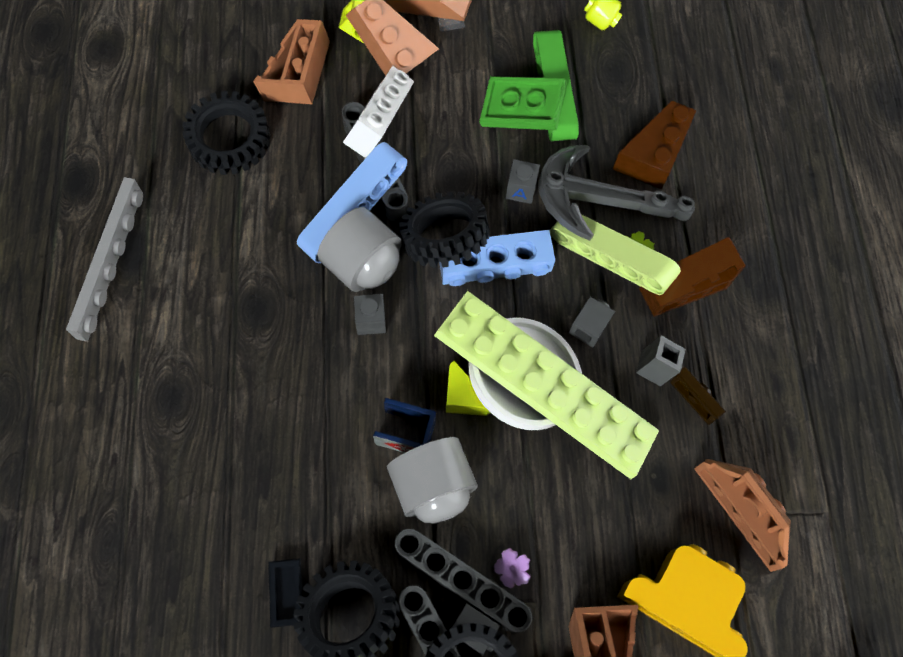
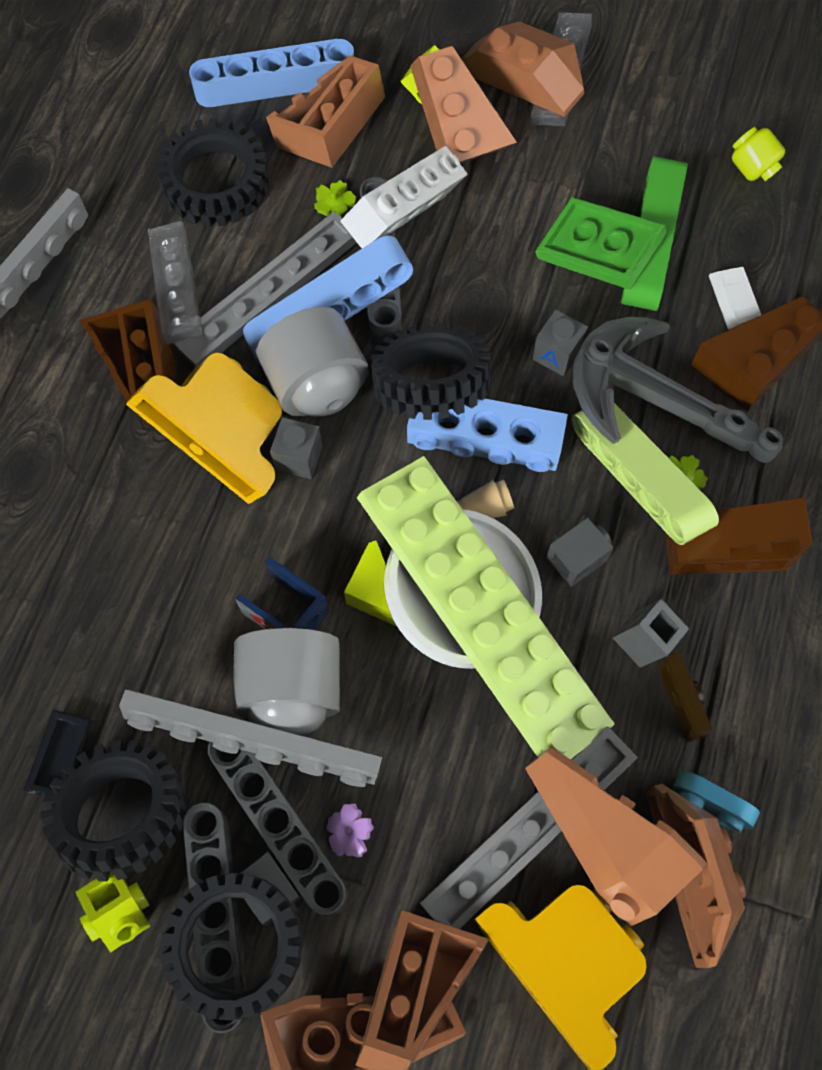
camera: 25 degrees right, 0 degrees up
(228, 285) = (132, 346): none -> reddish brown wedge
(232, 222) = (174, 283): none -> clear plate
(237, 47) = (265, 72): none -> light blue beam
(299, 209) = (267, 287): none -> light grey plate
(308, 313) = (217, 420): none -> yellow brick
(322, 127) = (334, 199): none -> lime plant
(413, 531) = (234, 734): none -> light grey plate
(518, 305) = (490, 499): none -> tan cone
(625, 114) = (734, 296): none -> white tile
(631, 524) = (518, 840): none -> light grey plate
(701, 513) = (623, 854): none -> nougat wedge
(751, 458) = (731, 810): none -> medium azure plate

